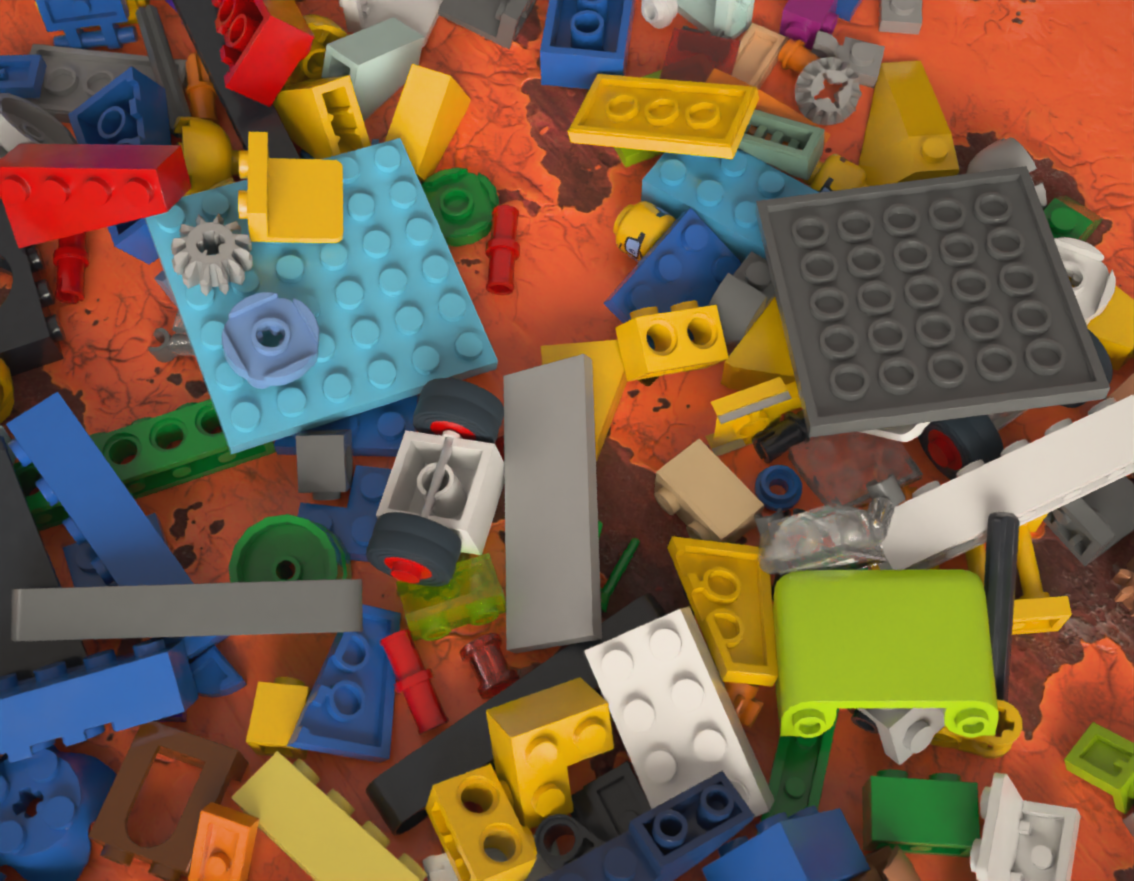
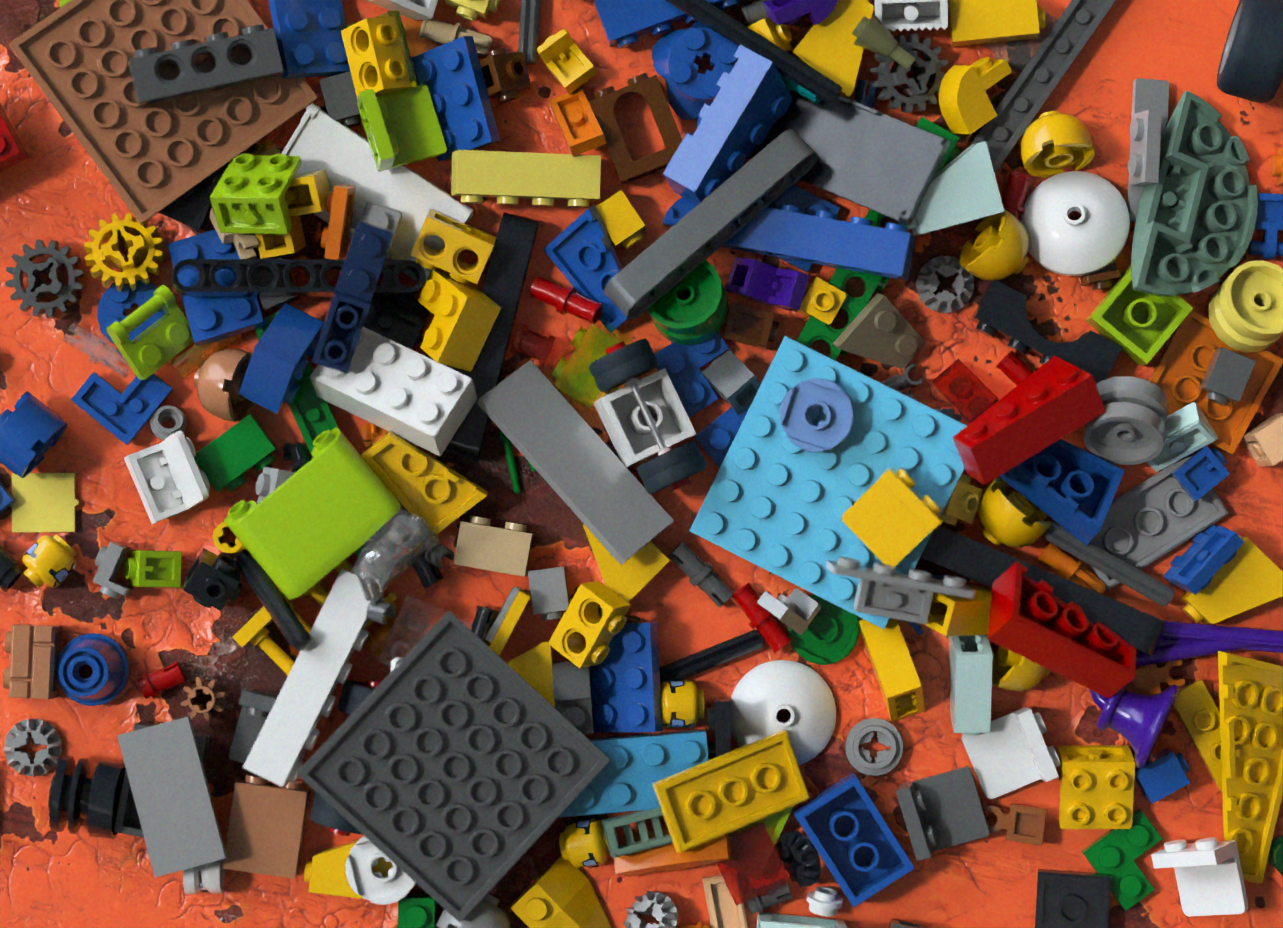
camera: 135 degrees right, 25 degrees up
(37, 387) = (944, 301): none -> light grey gear
(128, 282) = (964, 390): none -> clear red plate
(146, 392) = (881, 335): none -> dark tan wing
(169, 470) = (822, 301): none -> yellow bracket
(197, 243) = (886, 437): light grey gear -> none
(197, 520) = (767, 284): none -> dark purple brick
(254, 494) = (750, 326): none -> reddish brown bracket
(353, 135) = (896, 594): none -> light grey bracket
(465, 222) = (795, 611): none -> light grey bracket
(503, 74) = (886, 758): none -> light grey gear
(523, 326) = (701, 574): none -> dark grey pin
(557, 186) = (789, 687): none -> white dish
(575, 253) = (712, 657): none -> black axle
(620, 180) = (719, 720): none -> black plate
(648, 34) = (799, 858): none -> black gear
(683, 415) = (549, 592): none -> light grey brick
(781, 476) = (454, 603): blue plate -> none
(848, 743) = (296, 453): none -> black arm
(1050, 696) = (213, 580): none -> black brick

